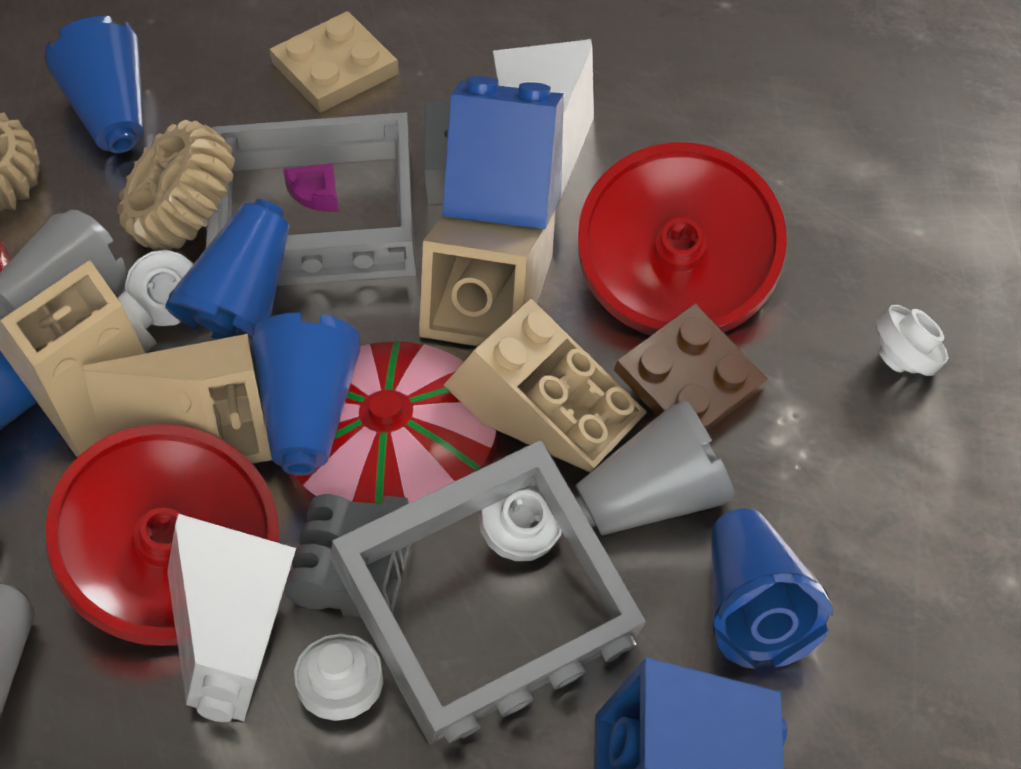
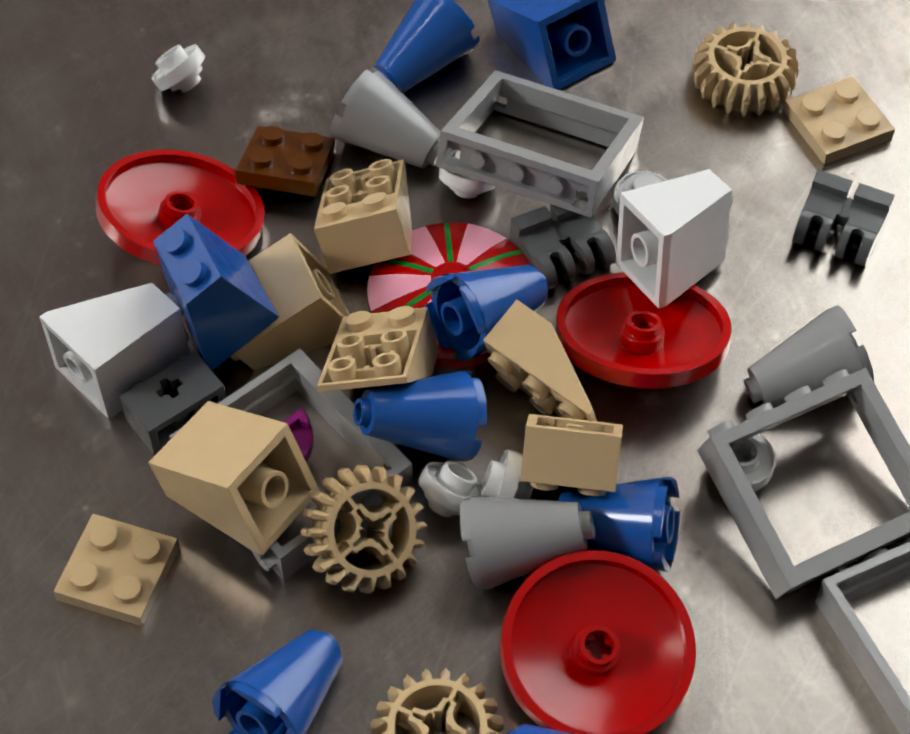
camera: 130 degrees left, 5 degrees up
(302, 106) = (236, 474): none -> tan slope
(321, 258) = (380, 350): none -> tan slope

